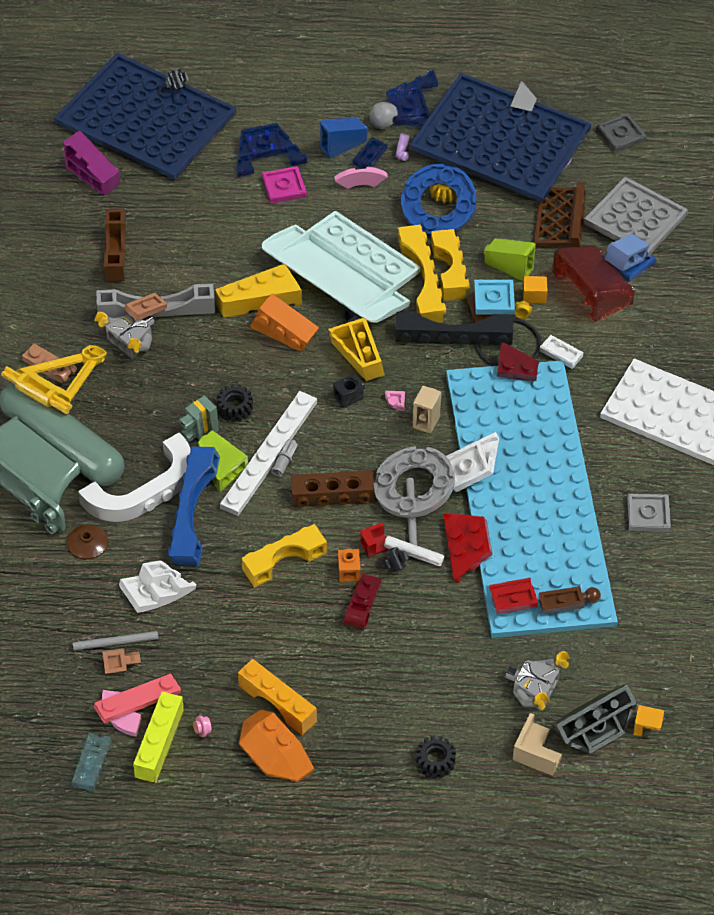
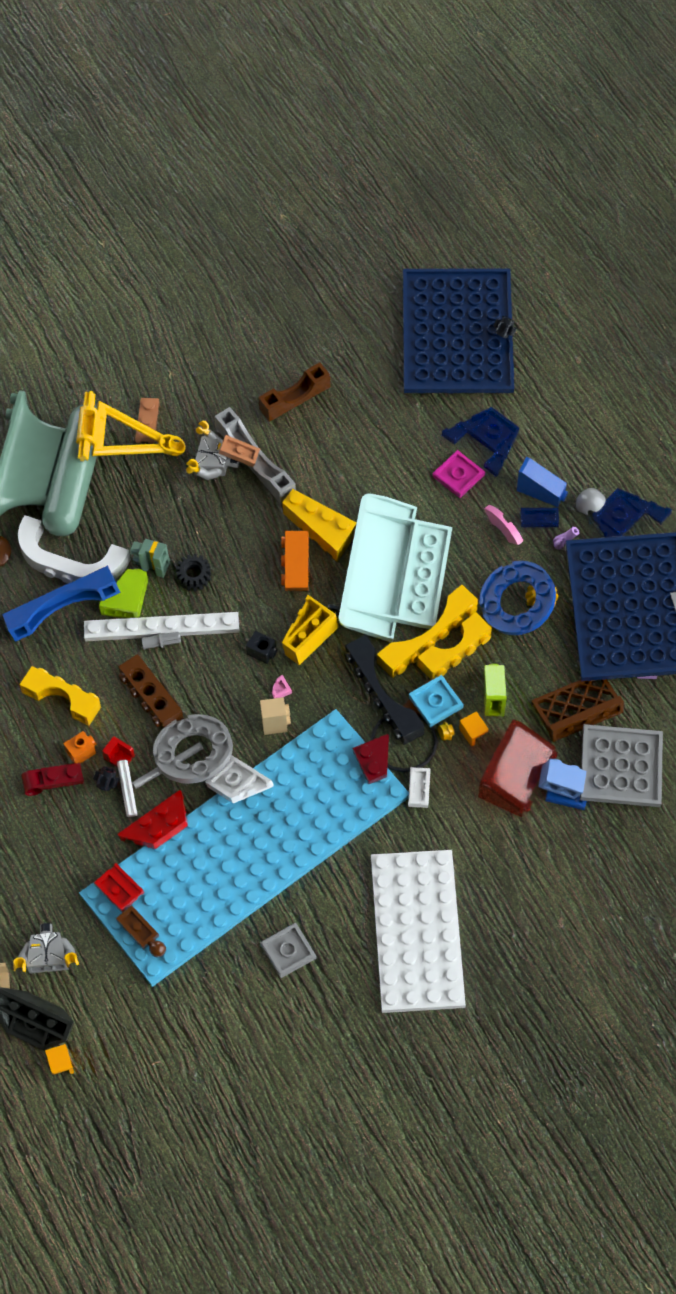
camera: 60 degrees right, 10 degrees up
(90, 164) = (369, 324): magenta wedge -> none

